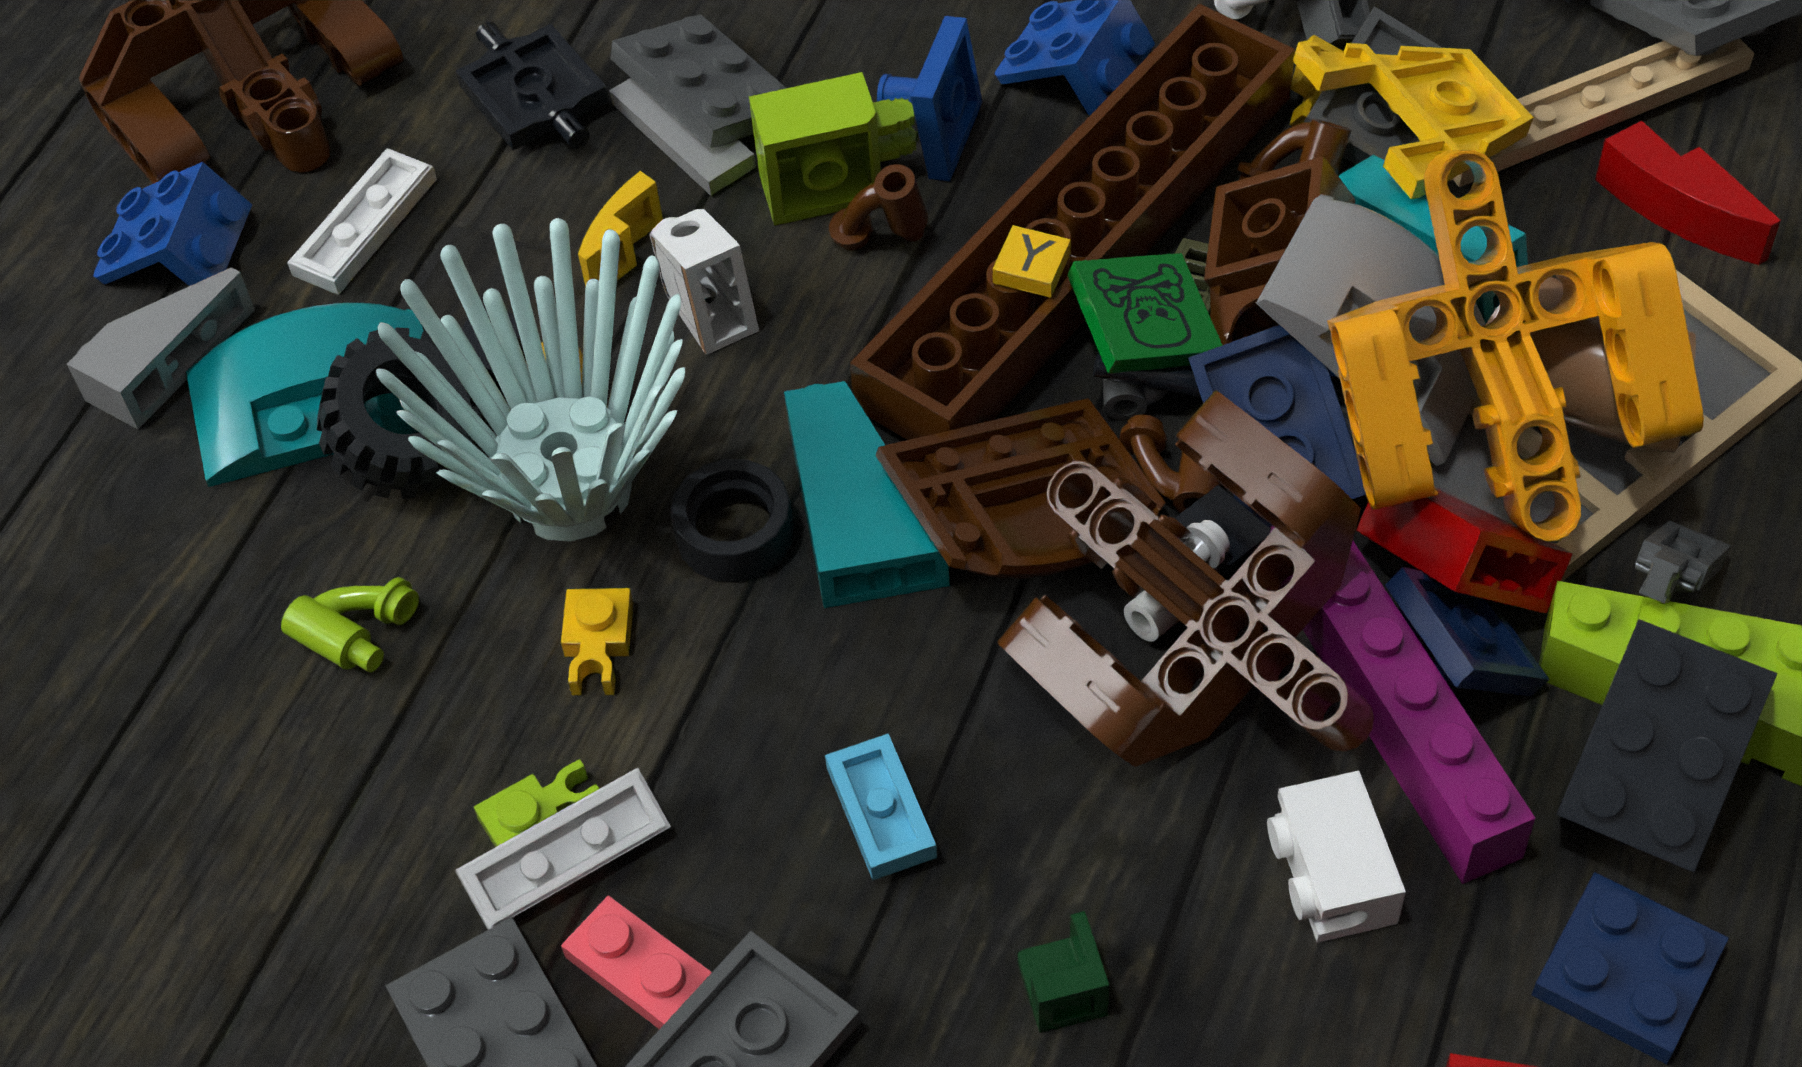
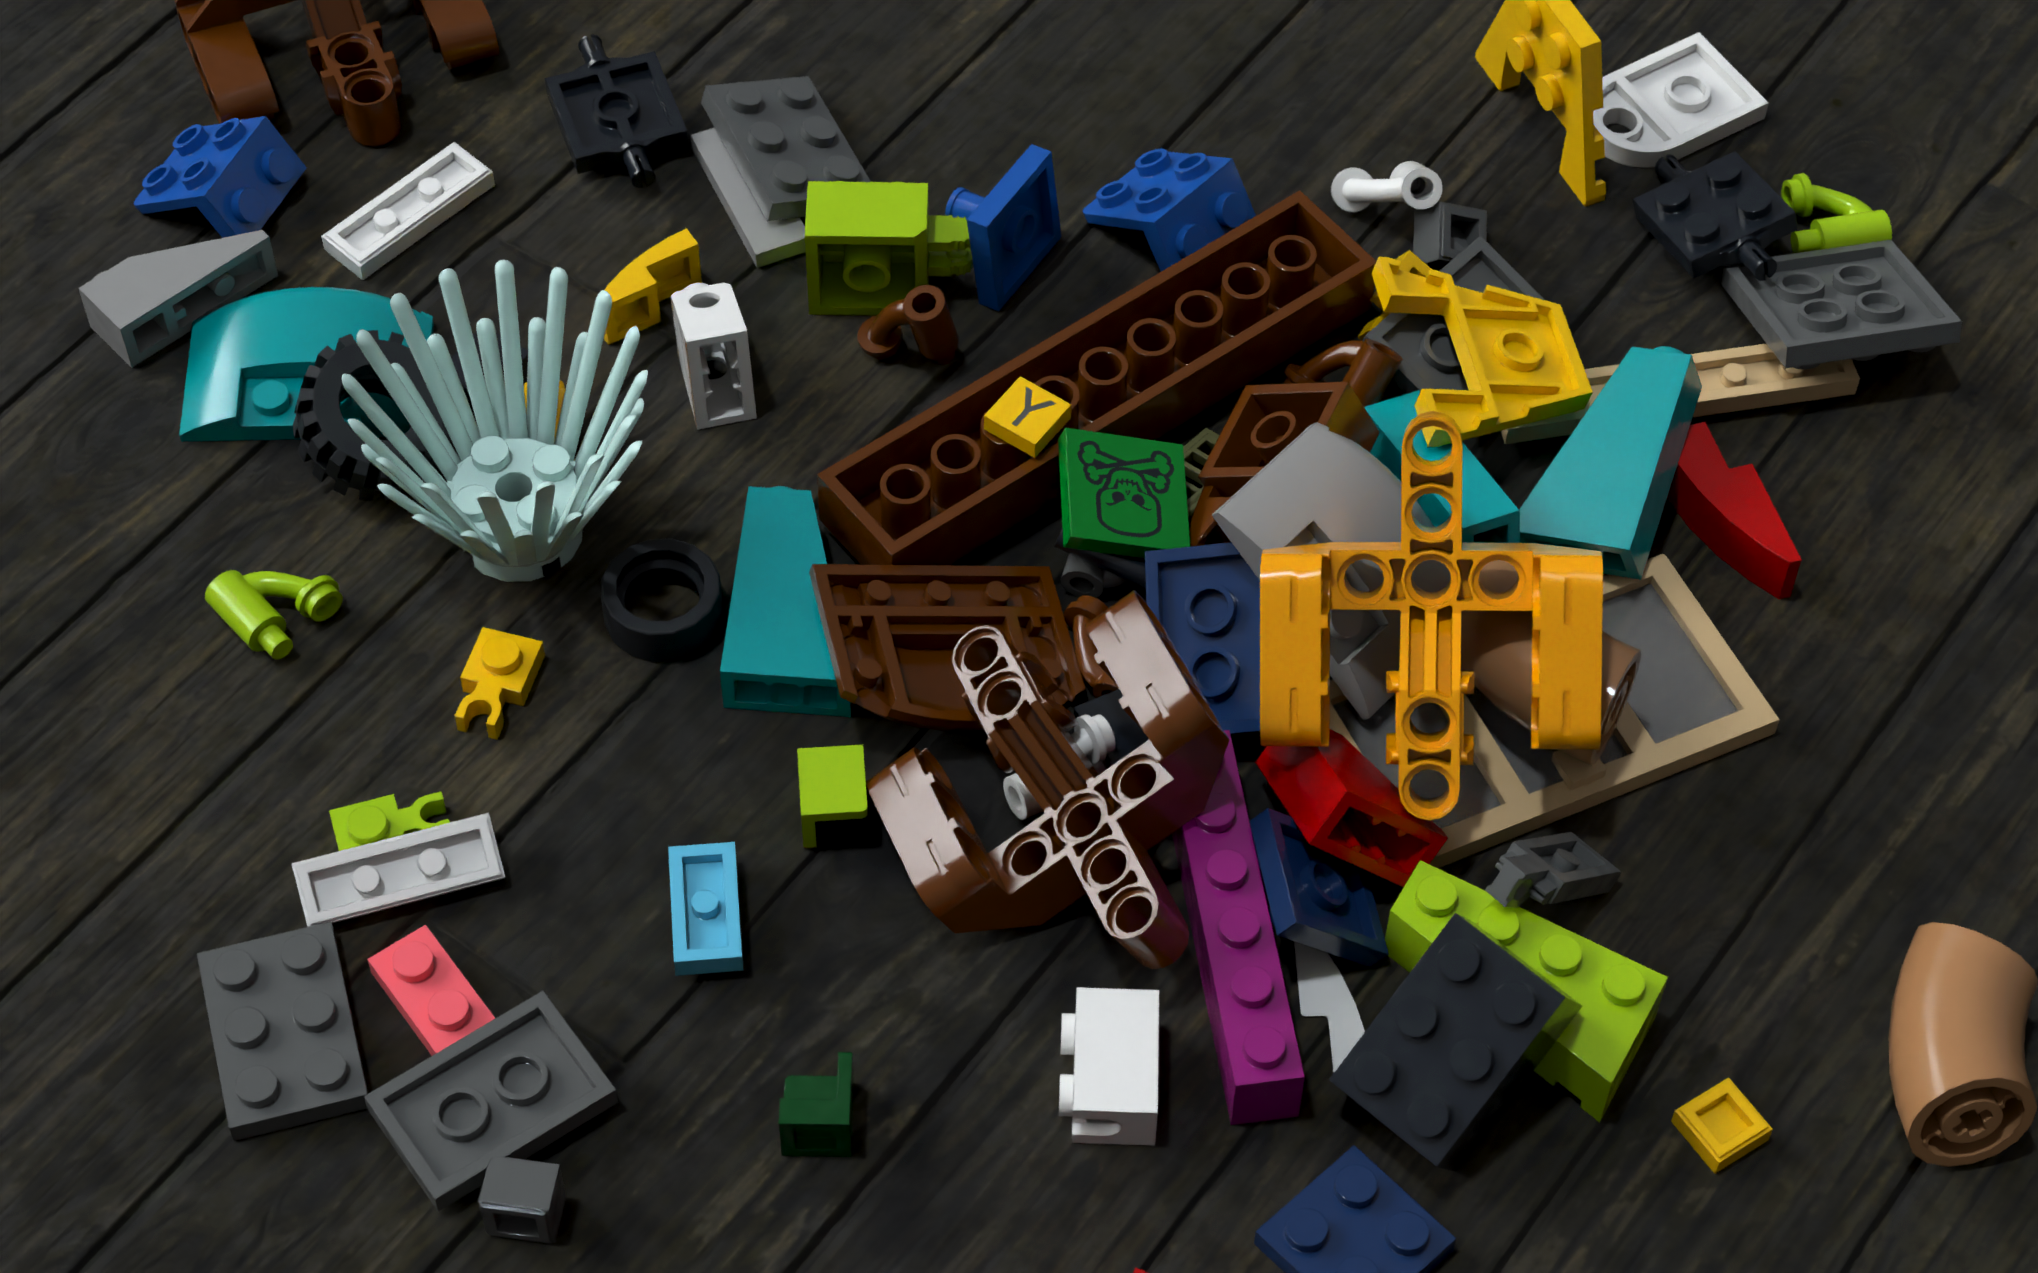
camera: 10 degrees right, 0 degrees up
(961, 657) = (830, 786): none -> lime panel
(1509, 737) = (1326, 994): none -> white sticker
(1584, 166) = (1618, 463): none -> teal slope

